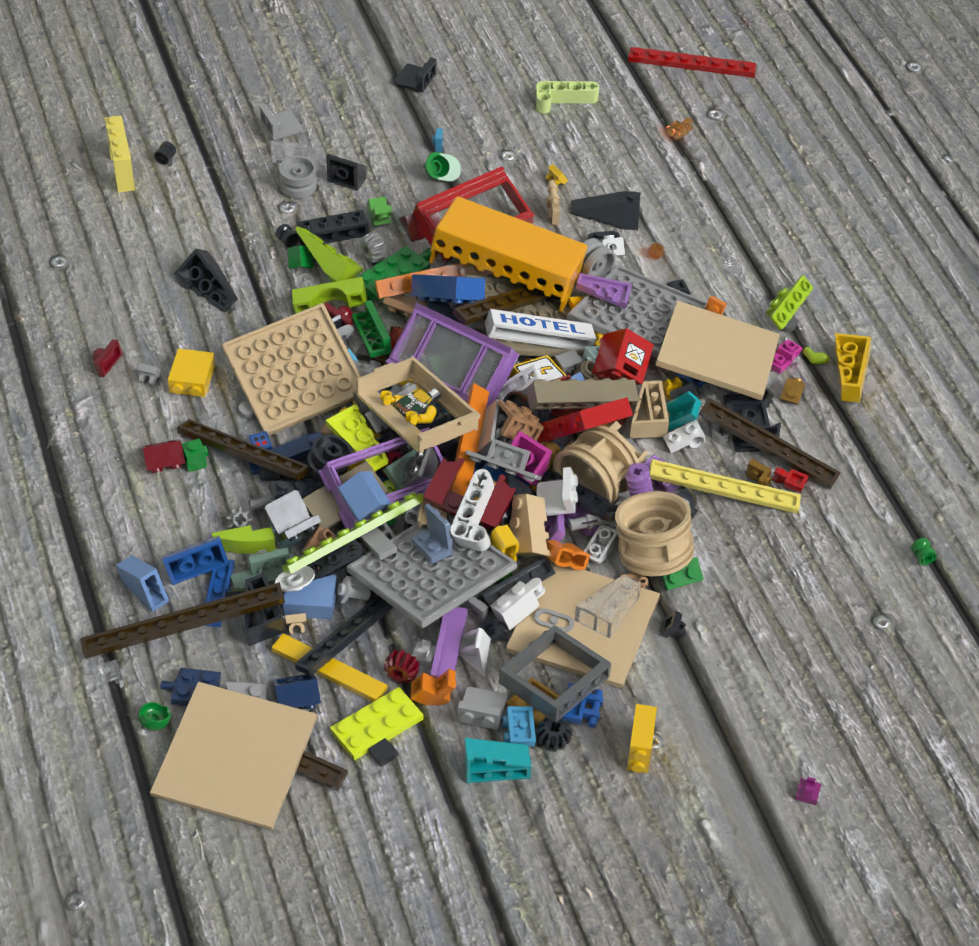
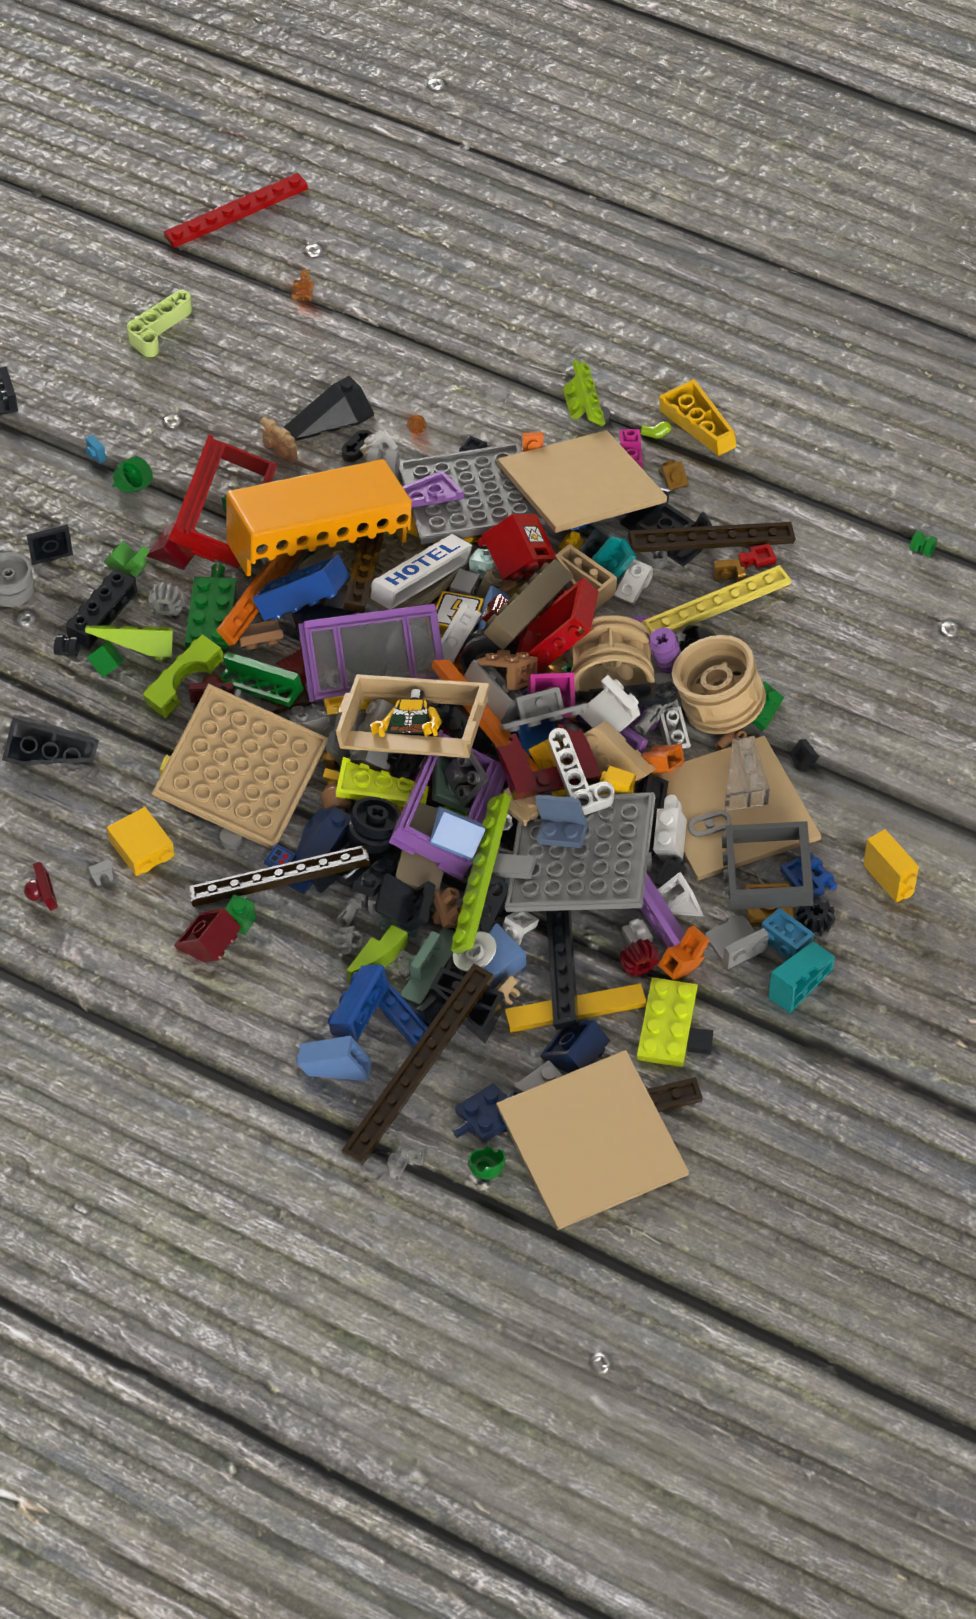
camera: 40 degrees left, 5 degrees up
(556, 174) = (246, 408): yellow tile -> none

